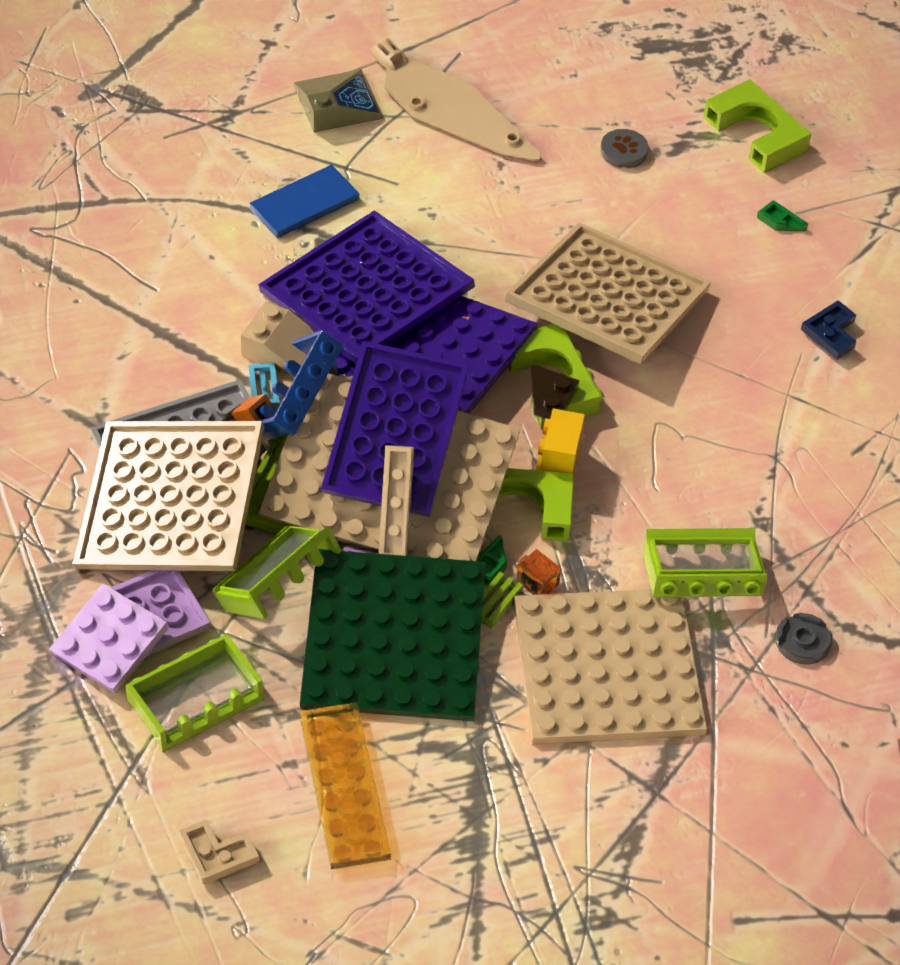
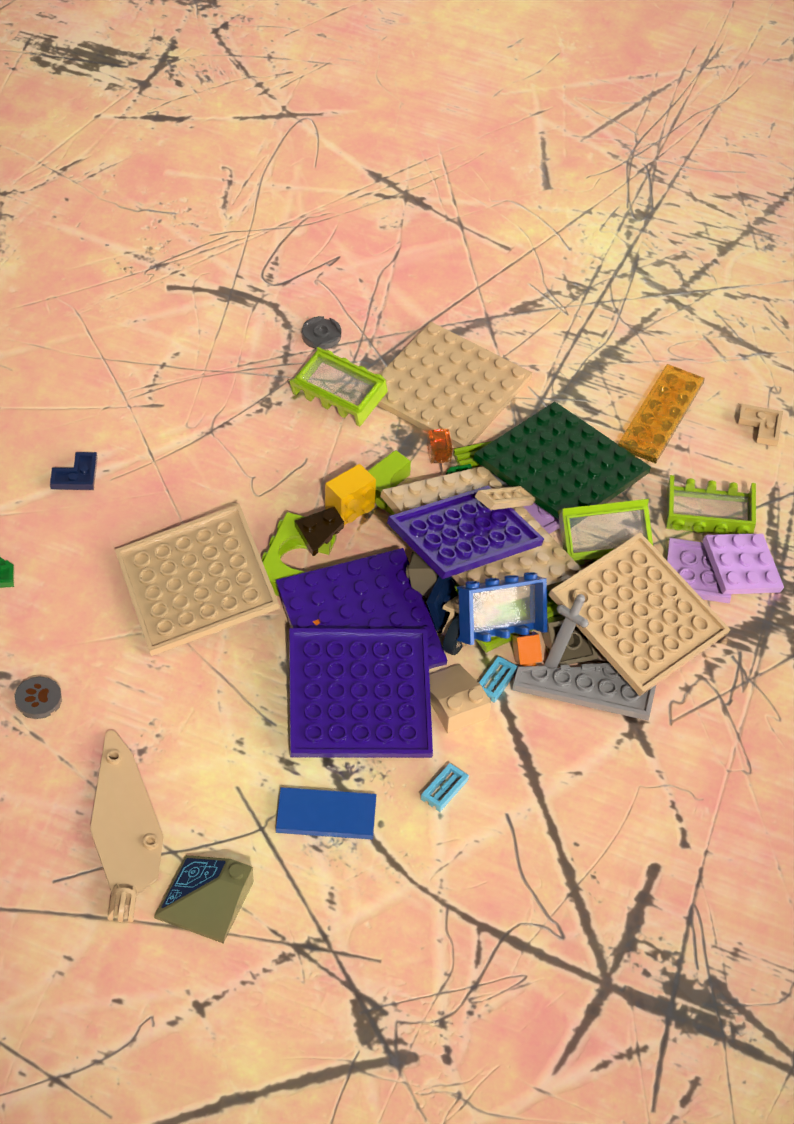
camera: 140 degrees left, 0 degrees up
(220, 414) = (571, 619): none -> light grey sword
(226, 289) = (433, 801): none -> medium azure tile

